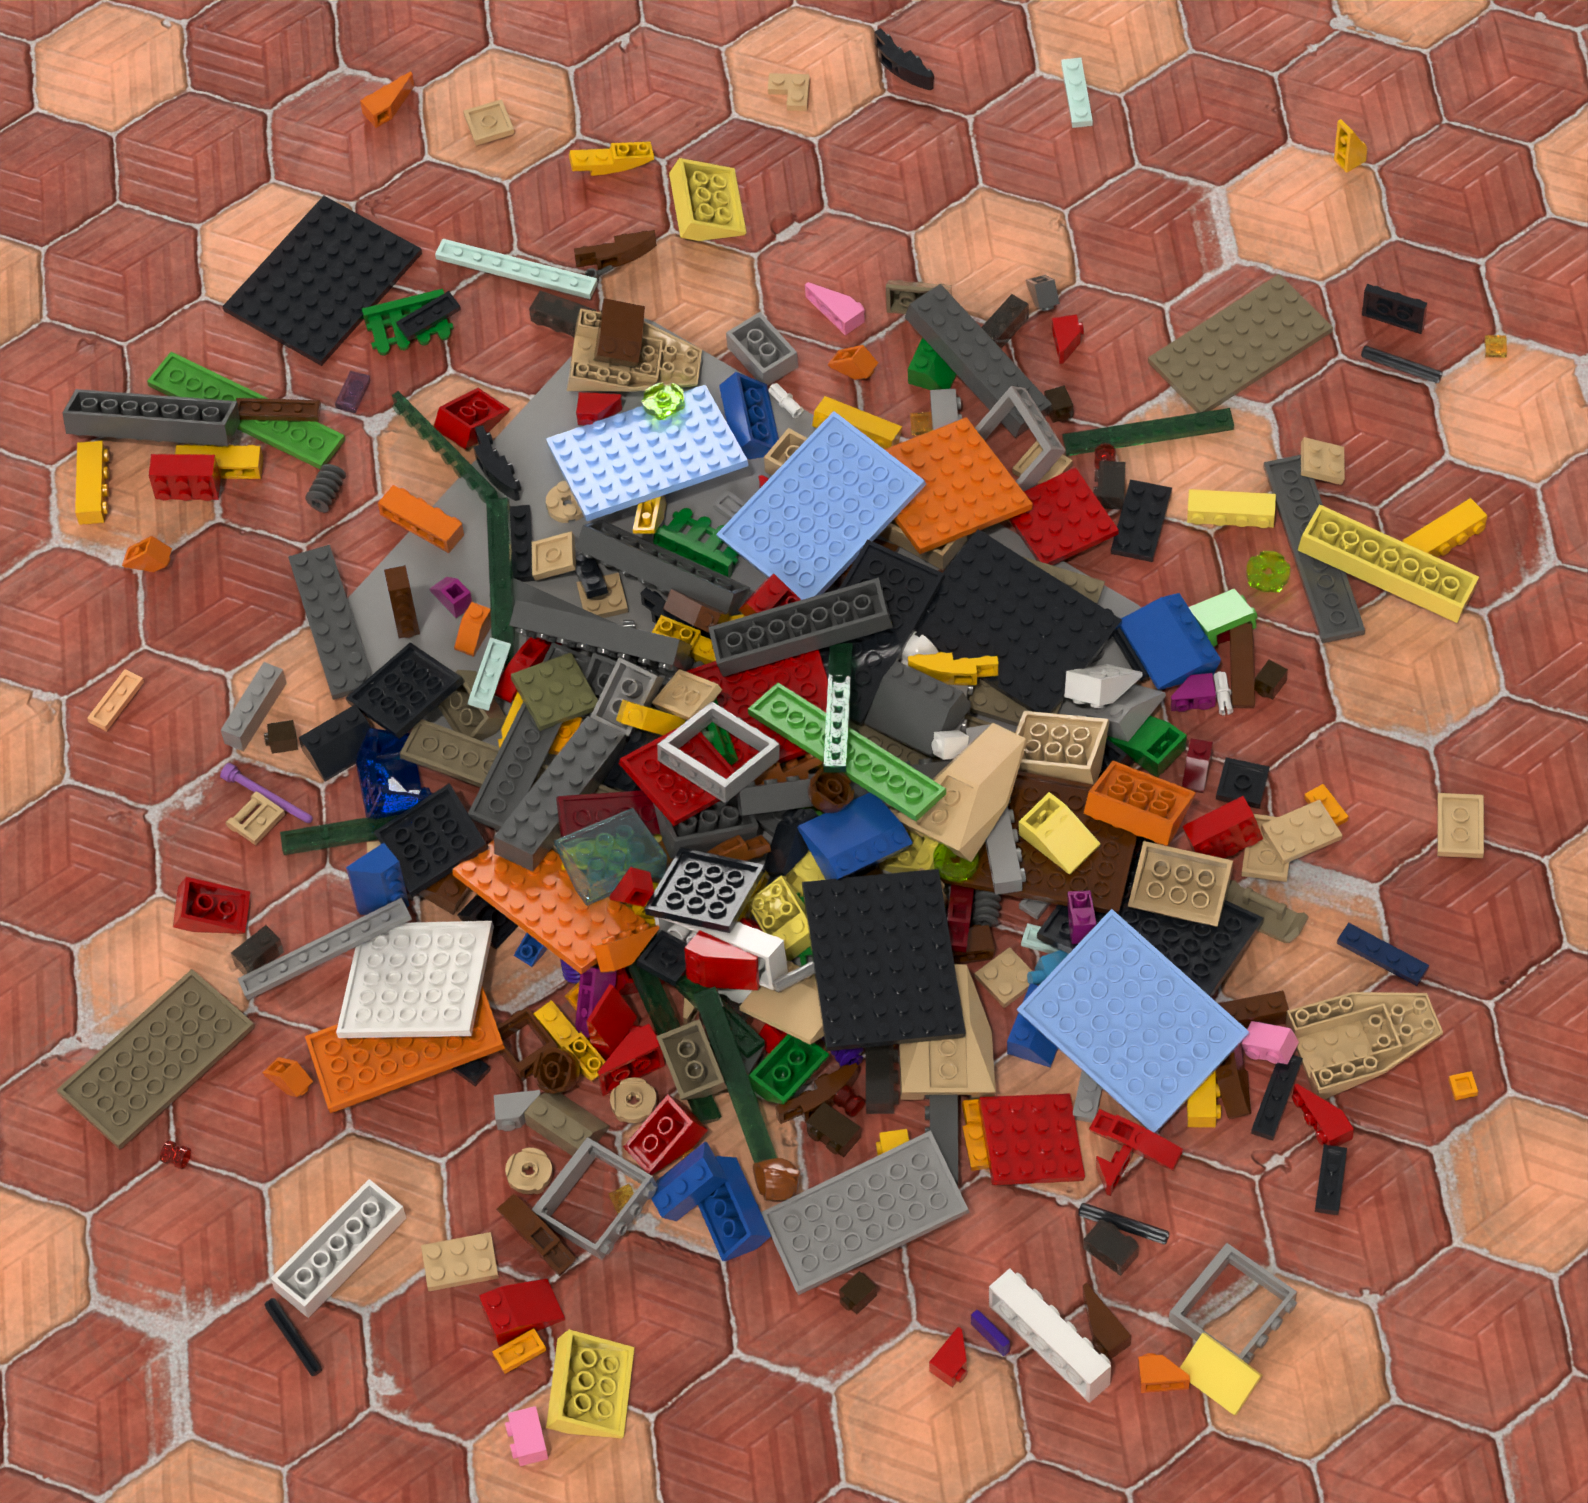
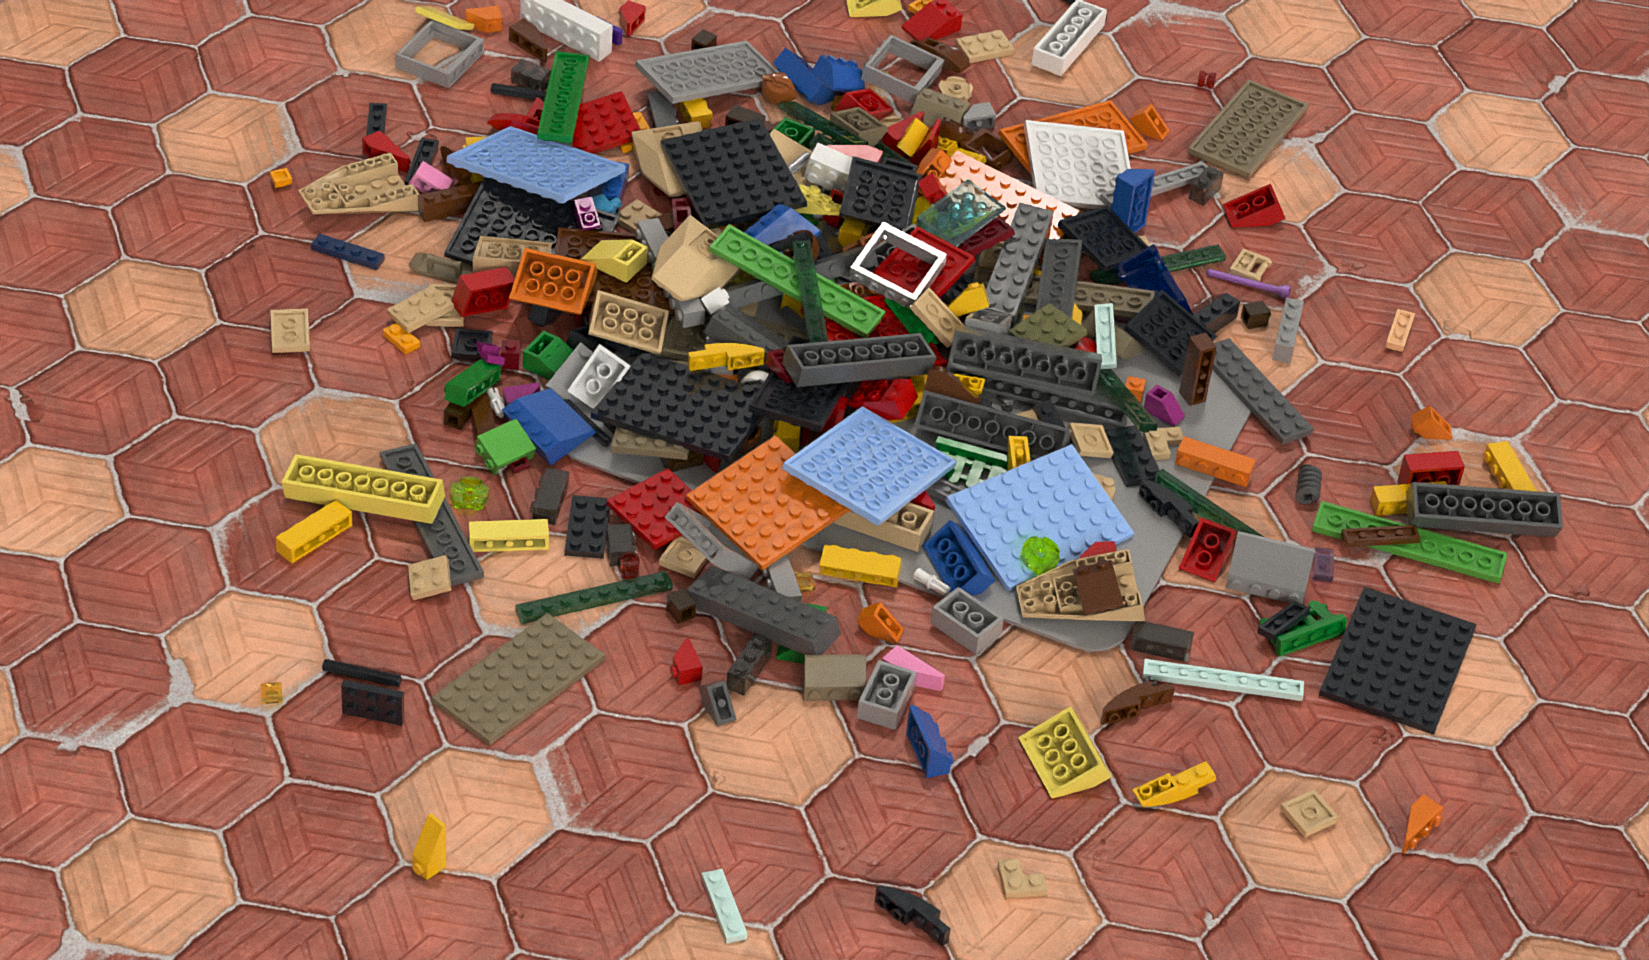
camera: 160 degrees right, 15 degrees down
(420, 369) = (1270, 568): none -> light grey slope
(468, 566) = (1160, 440): none -> tan plate
(626, 1022) = (914, 136): none -> yellow slope
(840, 219) = (927, 743): none -> blue slope
(845, 784) = (785, 244): none -> black pin
(868, 273) = (886, 694): none -> light grey brick
(898, 654) = (774, 362): none -> dark red slope
(1074, 1177) = (563, 97): none -> green plate
(1179, 555) = (550, 495): none -> clear smoke brick
(1225, 746) = (490, 353): none -> magenta slope
(1250, 703) = (472, 382): none -> green brick

